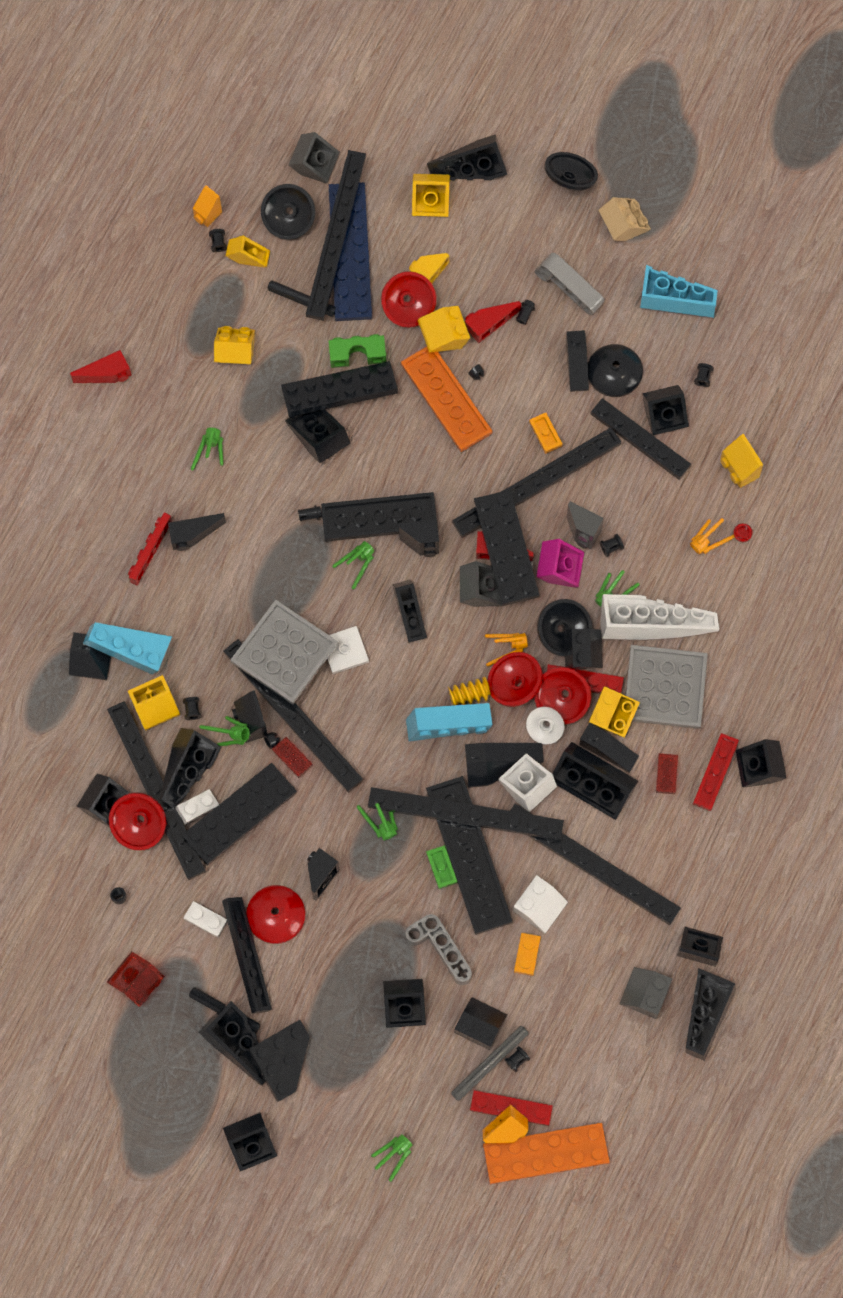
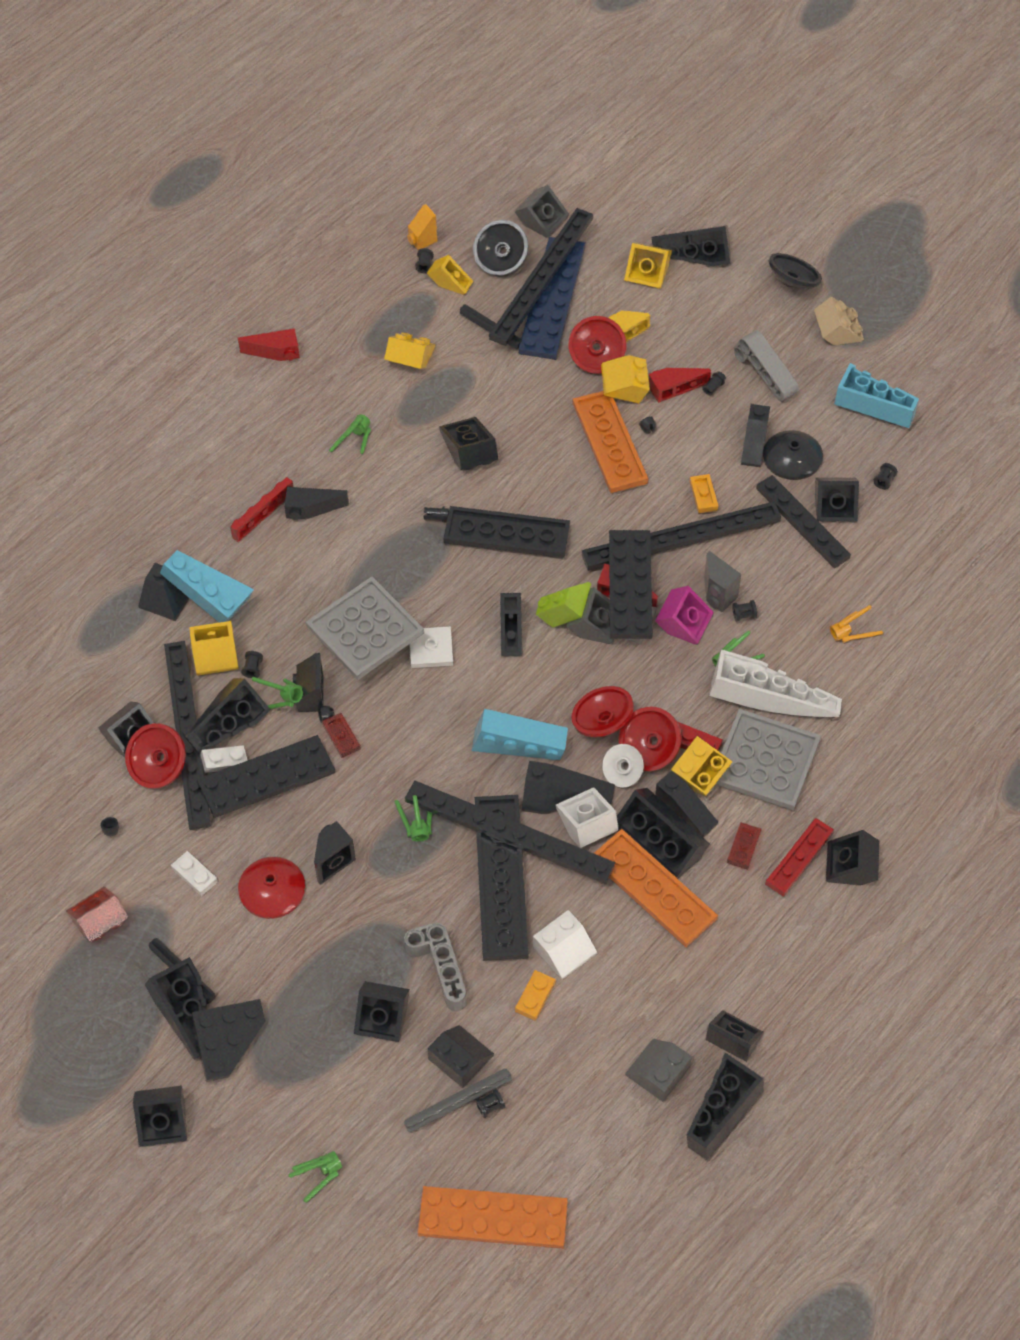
camera: 15 degrees right, 15 degrees down
(246, 955) = (225, 919): black plate -> none
(305, 730) = (365, 715): black plate -> none
(339, 389) = (502, 409): black plate -> none
(362, 552) = (478, 560): bright green plant -> none
(371, 346) = (517, 376): bright green arch -> none
(421, 537) = (543, 555): black slope -> none
(441, 867) = (467, 881): bright green plate -> none
(452, 581) = (563, 605): none -> lime slope
(470, 692) = (552, 714): yellow piece -> none
(496, 1104) = (468, 1156): red plate -> none
(506, 1127) = (455, 1173): light orange slope -> none
(516, 641) = (616, 678): light orange plant -> none
(564, 613) = (679, 665): black dish -> none
(583, 648) = (686, 698): black slope -> none
(602, 832) = (656, 889): none -> orange plate
(609, 875) = (652, 936): black plate -> none
(741, 461) = (905, 560): yellow slope -> none
(742, 532) = (890, 630): red plate -> none

